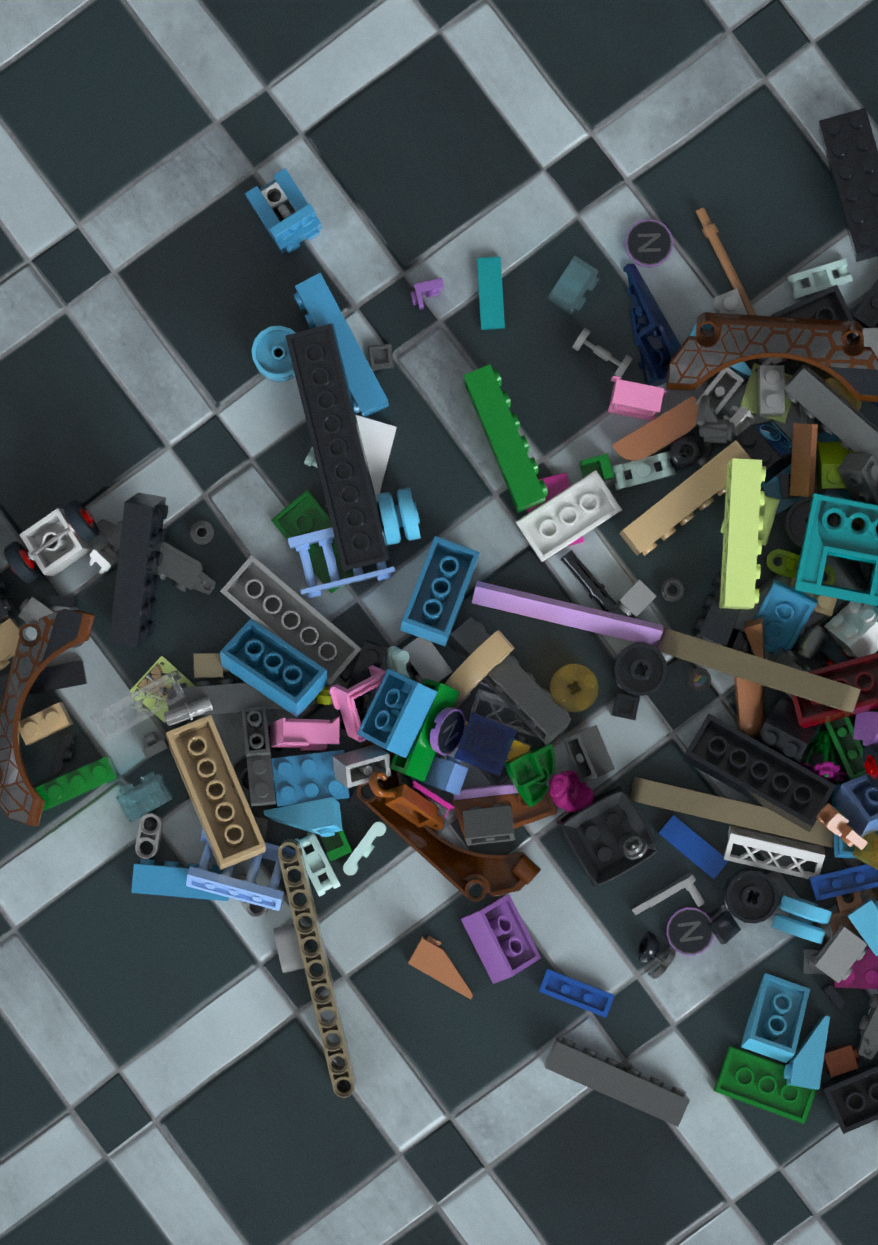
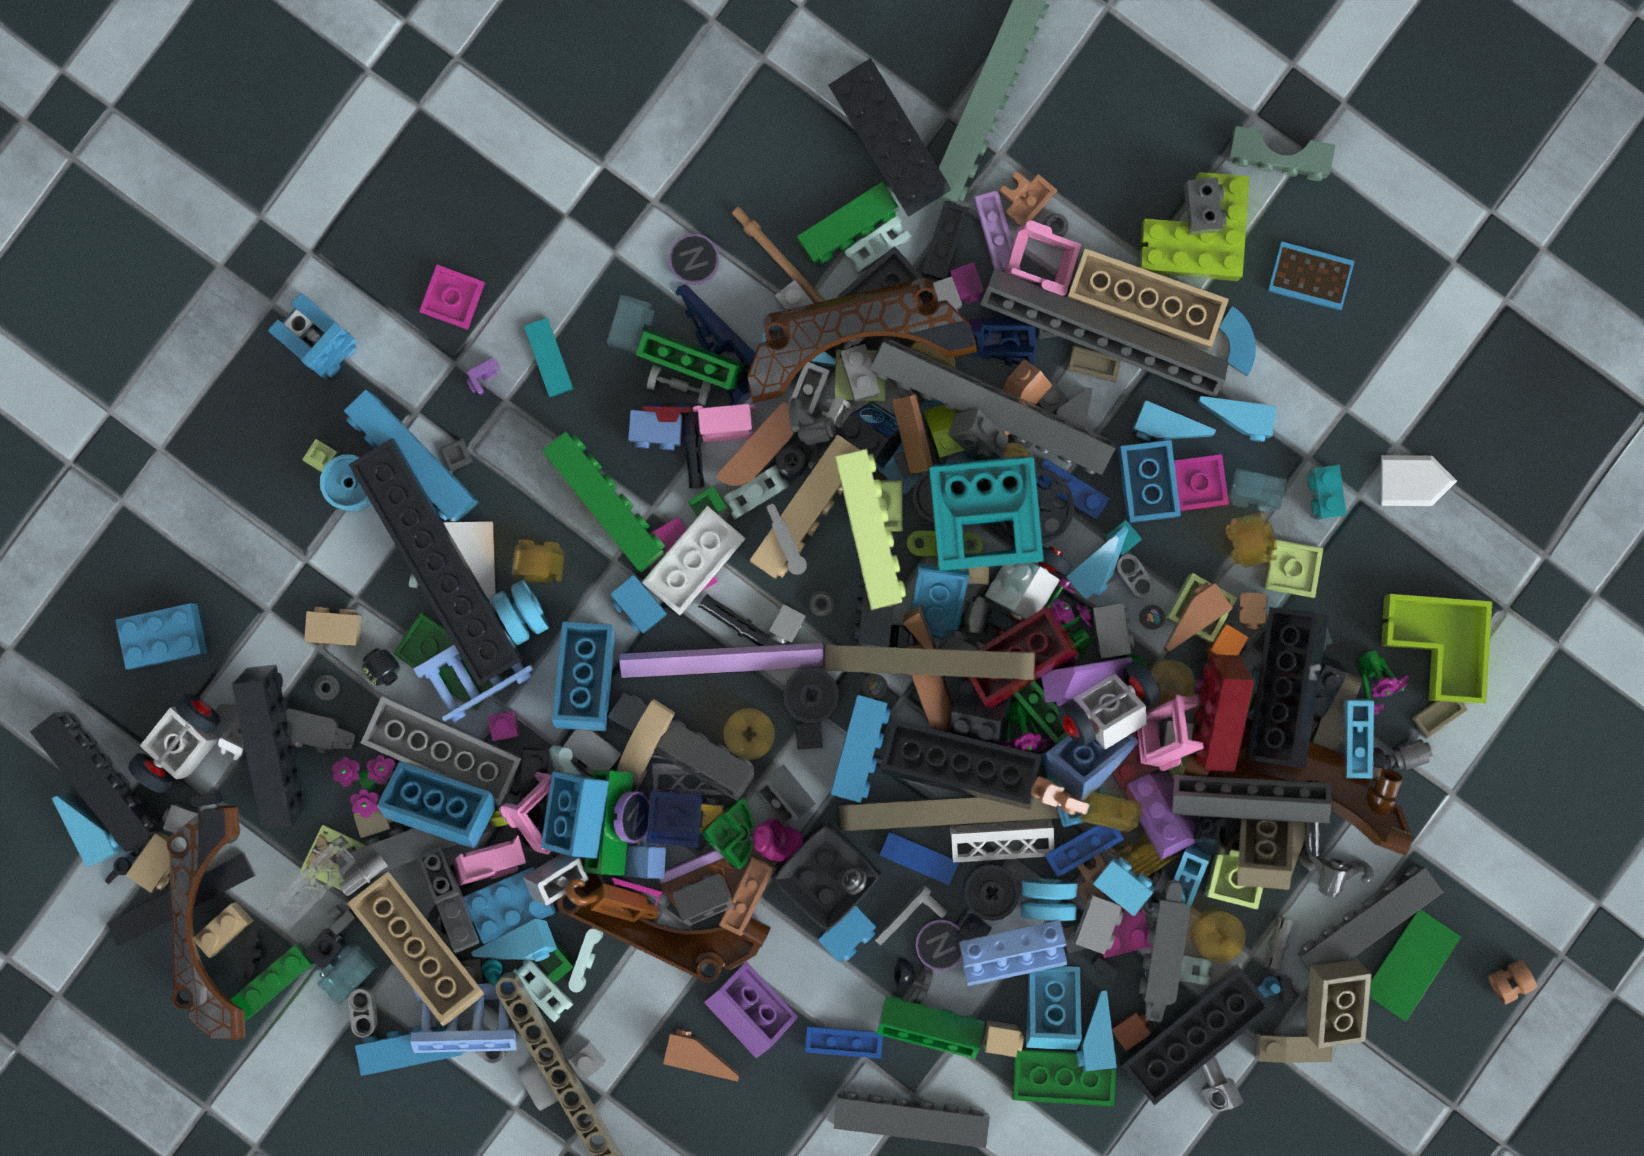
camera: 15 degrees left, 0 degrees up
(66, 441) = (161, 636): none -> dark azure brick
(122, 771) = (317, 955): none -> black brick
(223, 479) = (332, 627): none -> tan brick
(228, 623) = (377, 774): none -> magenta plant
(257, 321) = (319, 455): none -> yellowish green tile
(257, 528) = (380, 667): none -> black head
(276, 833) = (492, 971): none -> teal hair
(338, 940) = (586, 1061): none -> light grey brick
(353, 614) = (504, 725): none -> magenta brick
(419, 212) = (452, 297): none -> dark pink plate
(428, 475) = (538, 562): none -> clear yellow brick
(506, 540) = (638, 605): none -> dark azure brick
(528, 834) = (747, 895): none -> nougat tile
(569, 387) = (646, 430): none -> medium blue brick
(586, 374) = (668, 411): none -> dark red piece
(596, 422) = (693, 449): none -> black pin
(608, 897) = (847, 934): none -> dark azure brick
(620, 332) = (690, 359): none -> green brick
(659, 1003) = (930, 1027): none -> green brick
(664, 544) = (796, 563): none -> light grey piece
(670, 729) = (859, 747): none -> dark azure brick
(722, 1032) = (1002, 1038): none -> tan brick
(756, 957) = (1013, 953): none -> light blue fence
(799, 252) = (848, 223): none -> green brick

